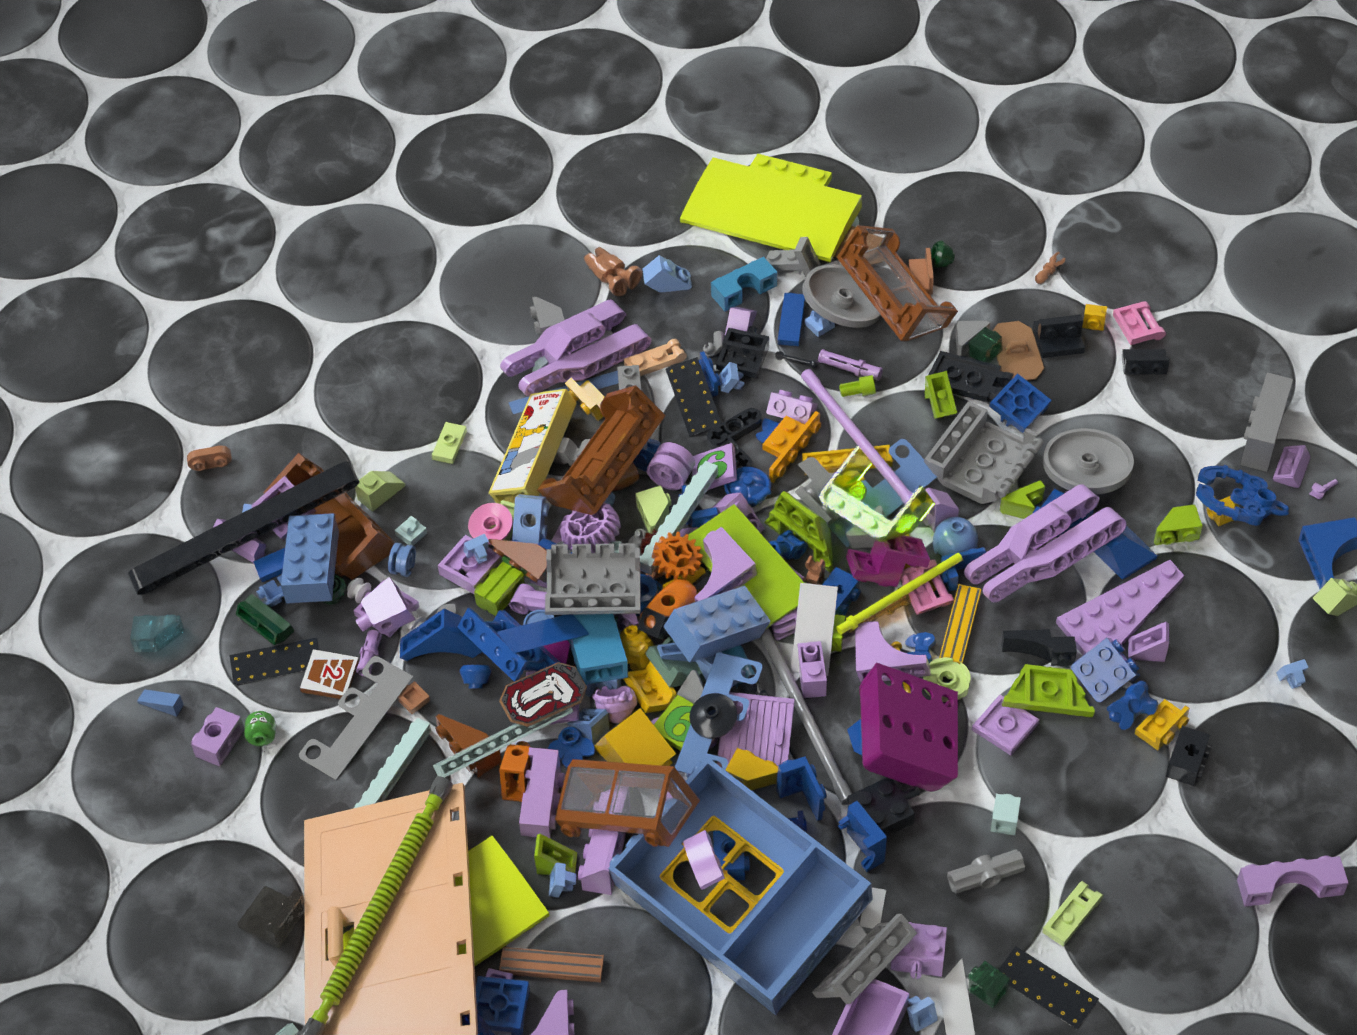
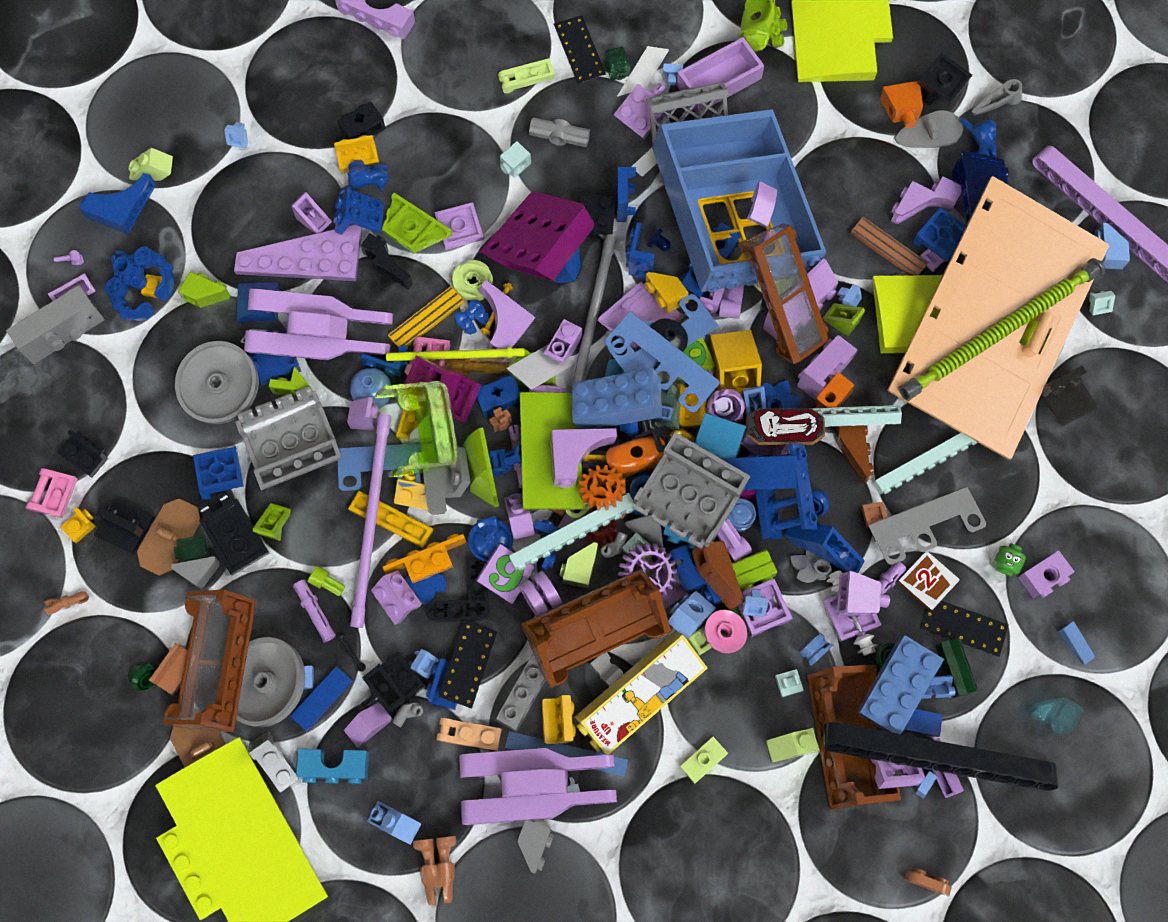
camera: 150 degrees left, 20 degrees up
(695, 692) = (671, 359): none -> medium blue piece

